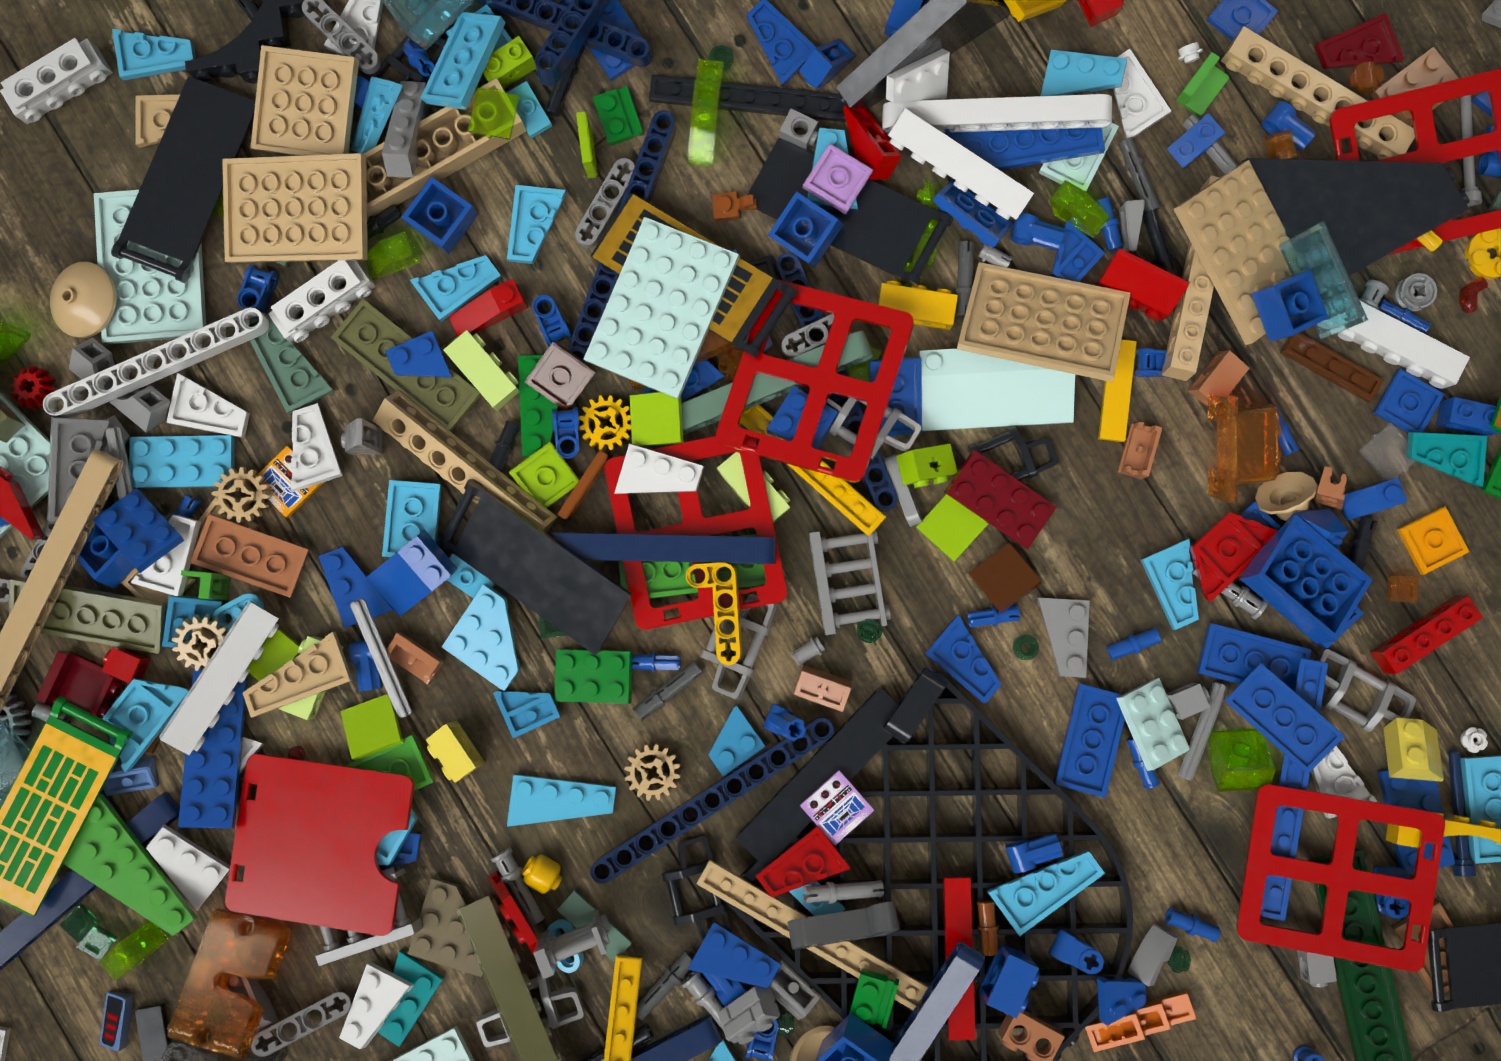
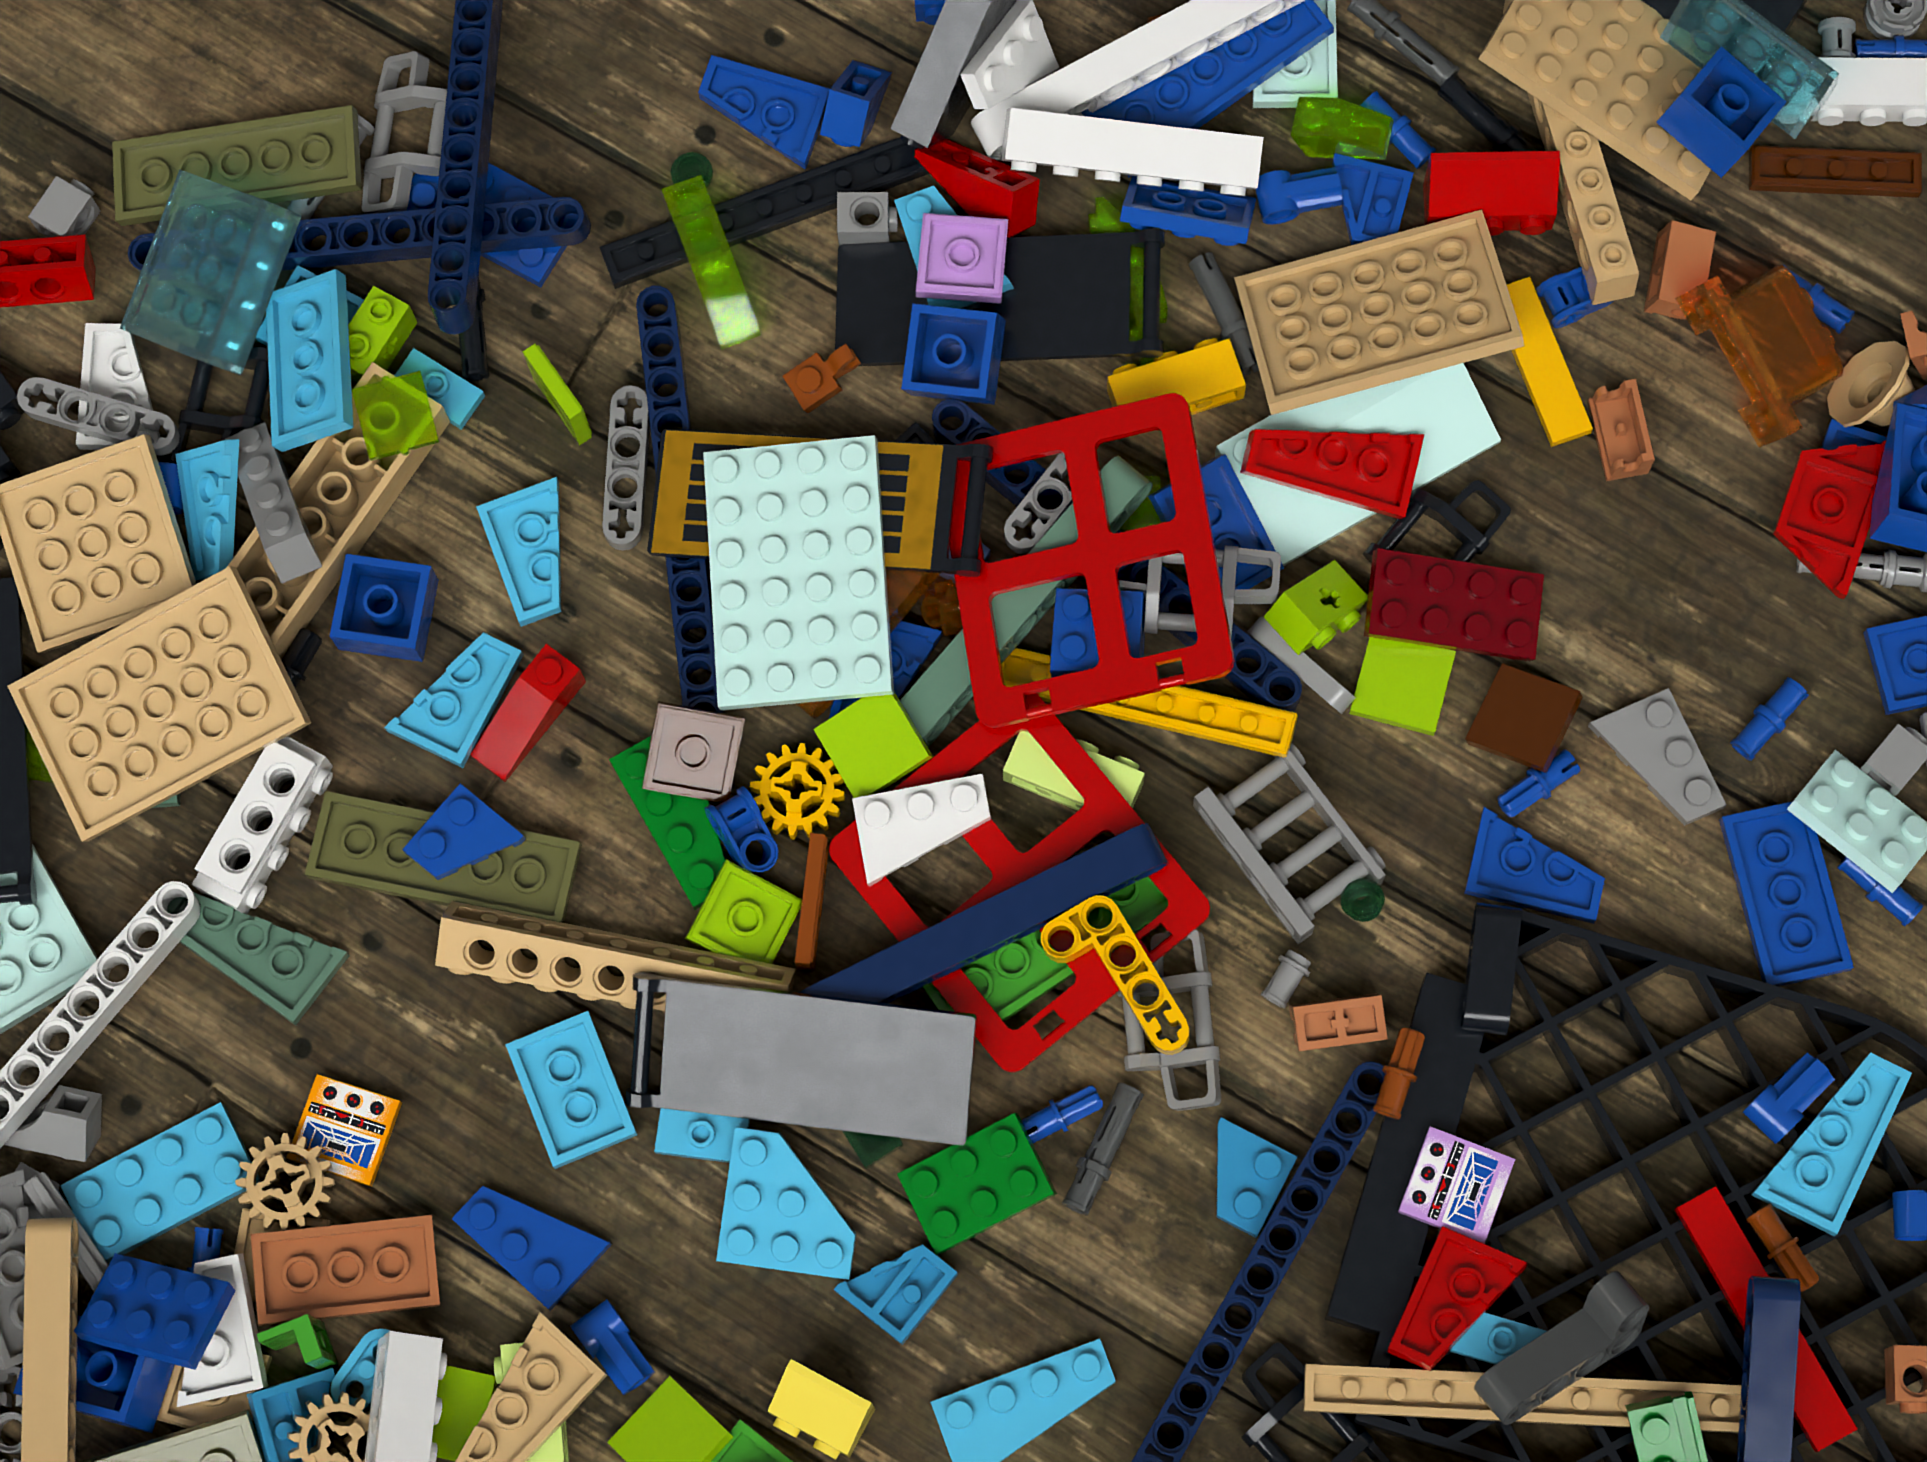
camera: 25 degrees left, 10 degrees down
(204, 410) = (159, 1085): white wing -> none
(257, 285) = (151, 852): blue piece -> none
(313, 451) = (362, 1059): white wing -> none
(362, 438) = (430, 999): light grey slope -> none
(381, 657) = (633, 1320): light grey axle -> none
(391, 255) = (337, 705): clear neon green slope -> none
(412, 573) = (613, 1169): blue slope -> none
(414, 657) = (681, 1300): nougat hinge -> none
(418, 58) = (235, 392): blue axle -> none
(482, 369) = (566, 805): yellowish green brick -> none
(504, 445) = (656, 901): black axle -> none
(552, 324) = (638, 685): blue piece -> none
(618, 116) = (578, 331): green plate -> none
(642, 764) = (1146, 1264): tan gear -> none
(784, 723) = (1307, 1101): blue piece -> none
(831, 892) = (1519, 1312): light grey pin -> none
(838, 734) = (1399, 1073): none -> dark orange axle
(982, 397) = (1346, 467): none -> red wing
(994, 256) = (1252, 258): light grey pin -> none
(1009, 980) = (1857, 1304): blue brick -> none
(1033, 647) = (1620, 797): clear green plate -> none
(1130, 223) = (1426, 109): light grey slope -> none
(1173, 583) = (1778, 600): medium azure wing -> none

